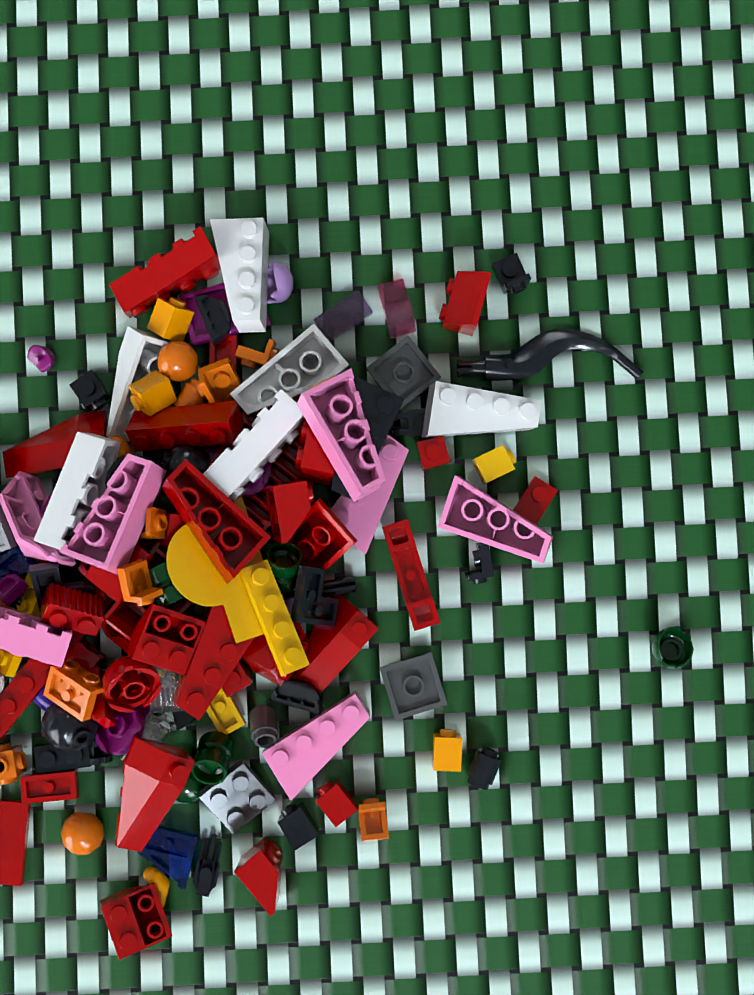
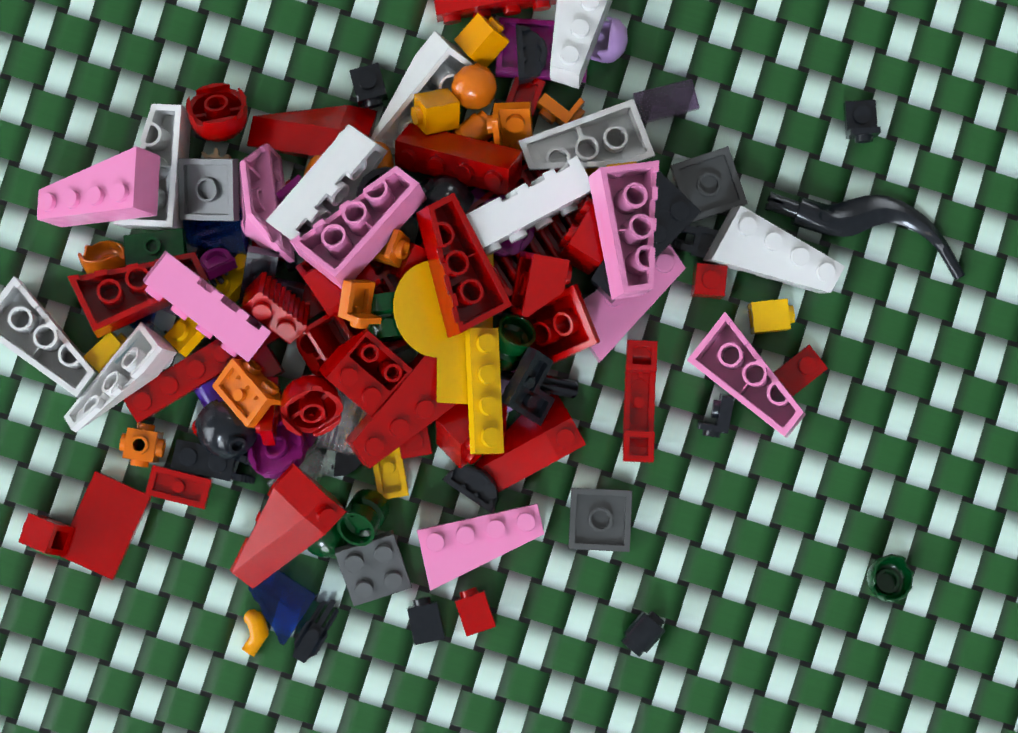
camera: 20 degrees right, 0 degrees up
(41, 357) = (329, 31): magenta piece -> none
(82, 833) = (195, 548): orange hair -> none
(135, 919) = (221, 657): red slope -> none
(261, 873) = (373, 655): red slope -> none
(263, 726) = (428, 503): dark grey brick -> none
(372, 820) = (507, 644): orange bracket -> none
(396, 308) = (726, 113): clear pink slope -> none
(447, 751) = (611, 600): light orange brick -> none
(465, 301) = (801, 133): red slope -> none

